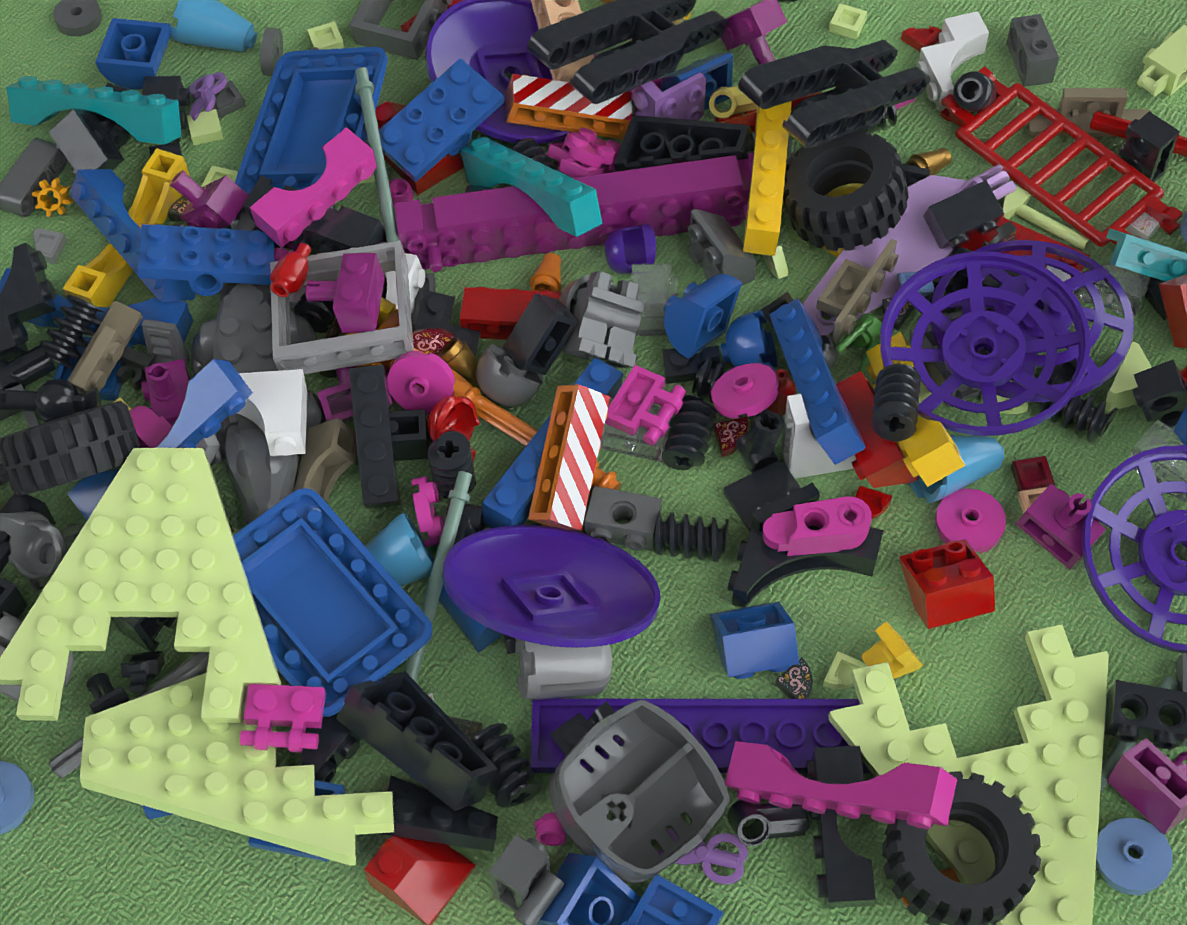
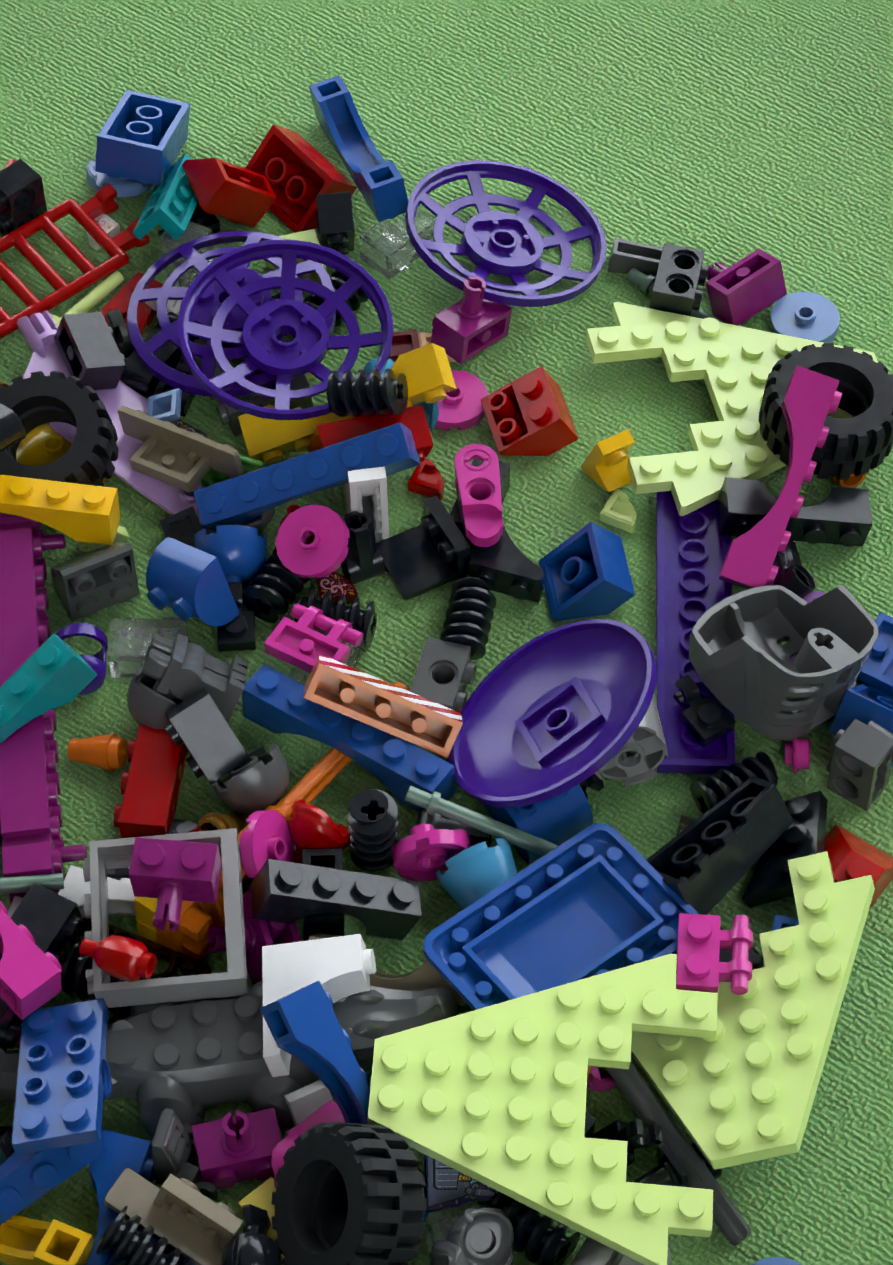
camera: 90 degrees left, 5 degrees down
(796, 681) = (637, 549): pearl dark grey tile -> none

